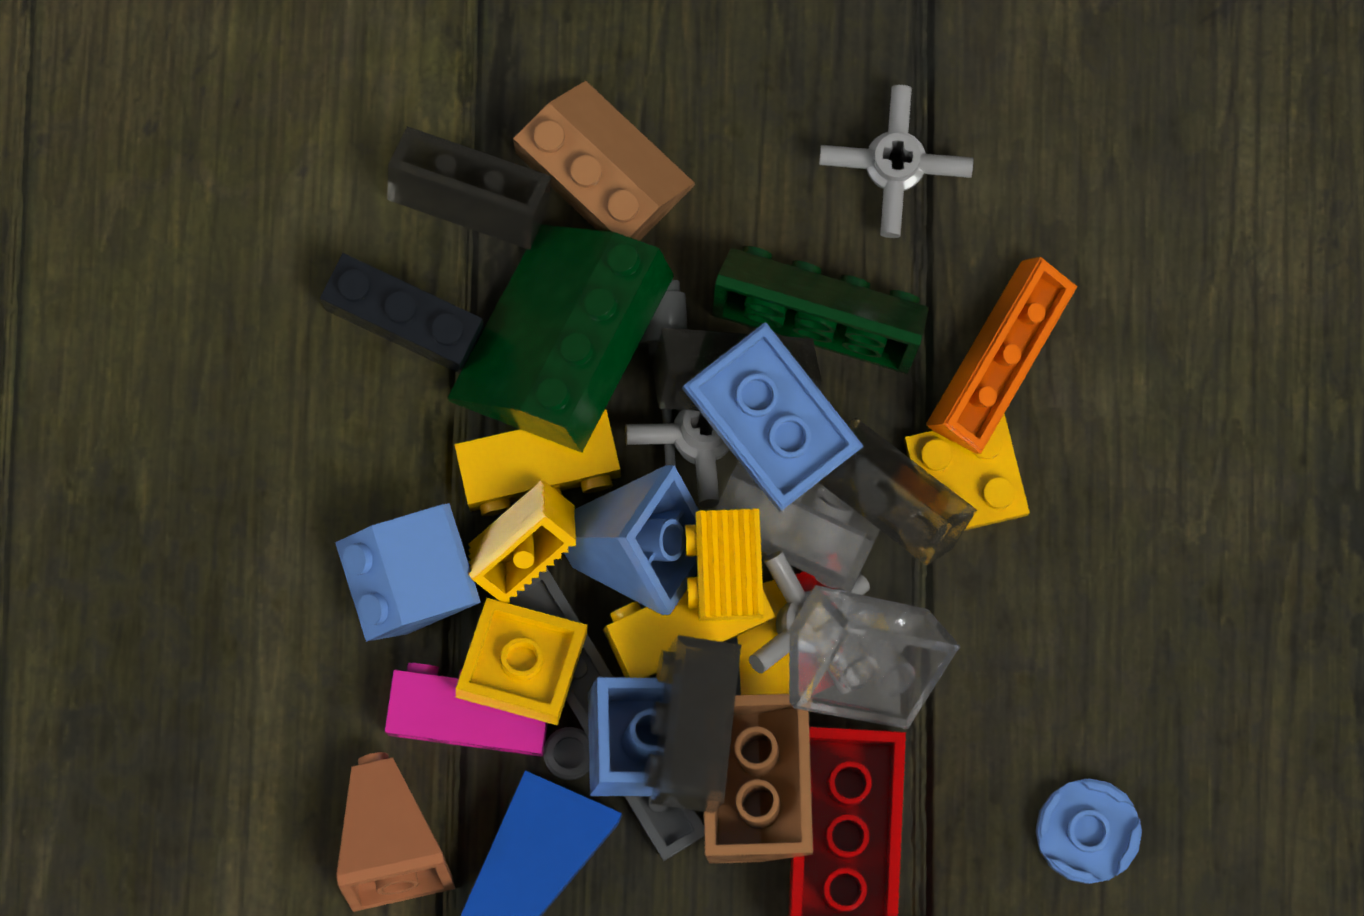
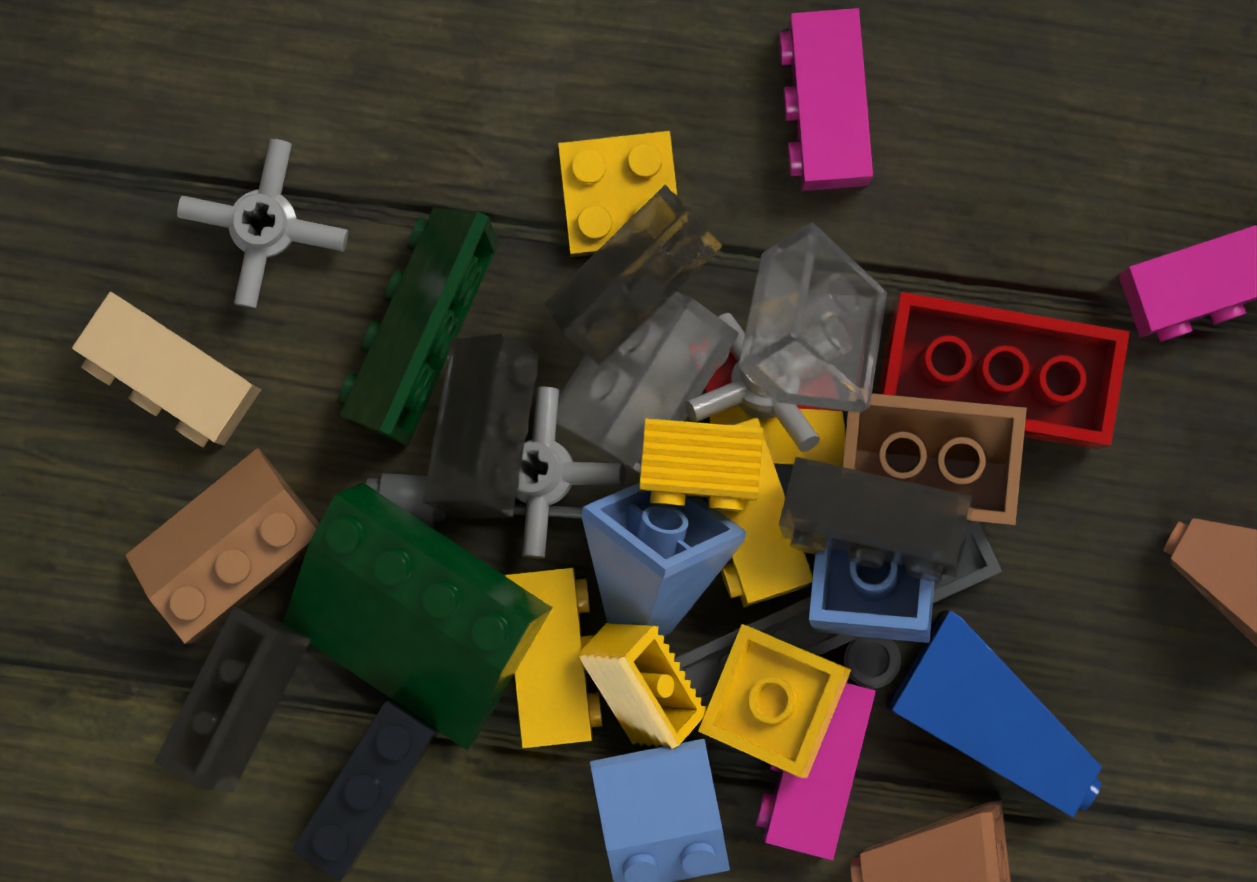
camera: 75 degrees left, 5 degrees up
(752, 93) = (164, 372): none -> tan brick
(772, 417) = (542, 391): medium blue tile -> none
(1002, 354) = (493, 137): orange slope -> none
(1077, 651) = (827, 100): none -> dark pink brick
(1088, 831) = (1016, 115): medium blue tile -> none

